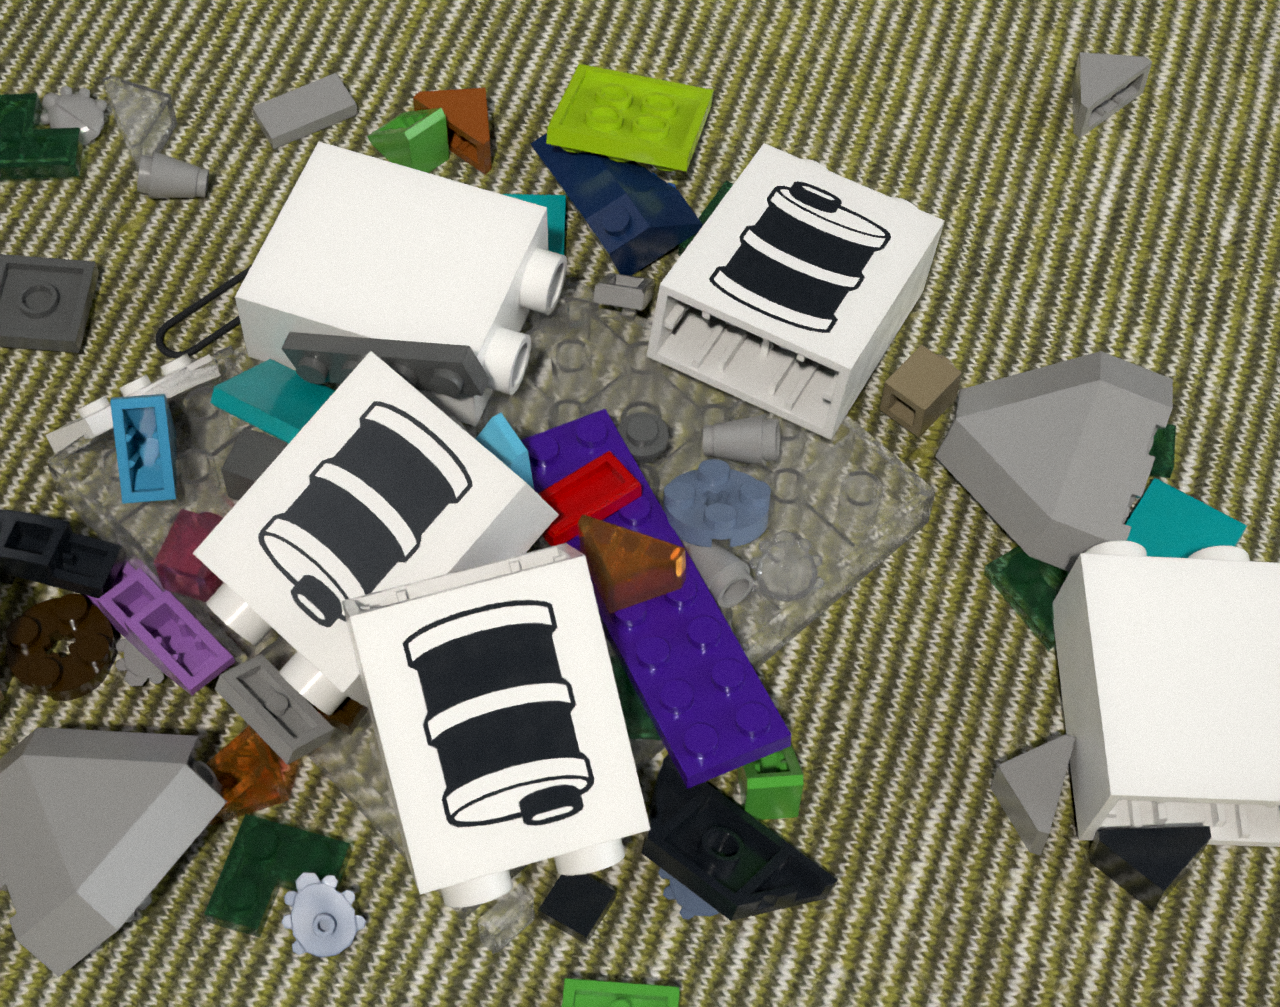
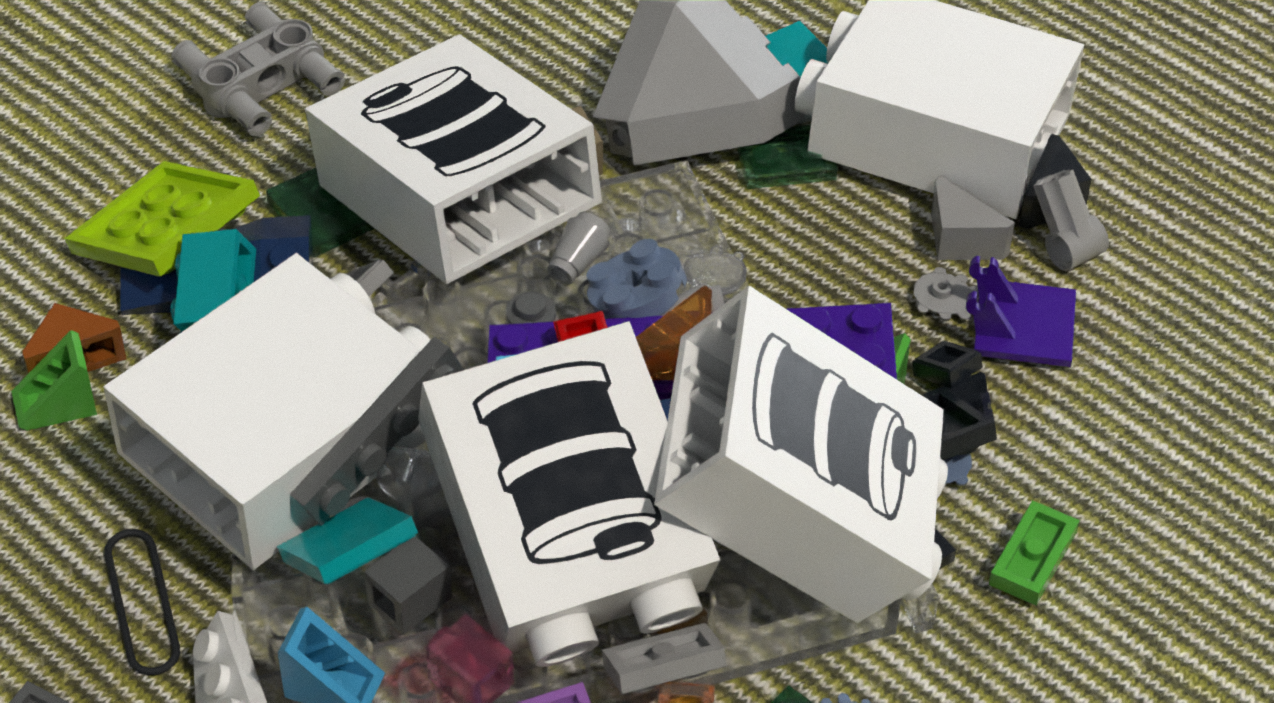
camera: 65 degrees left, 10 degrees down
(560, 178) = (210, 272): none -> teal brick
(830, 843) = (947, 364): none -> black tile
(872, 105) = (257, 68): none -> light grey piece
(936, 897) = (1021, 318): none -> dark purple plate
(937, 812) = (943, 294): none -> light grey piece
(1088, 898) = (1073, 232): none -> light grey piece

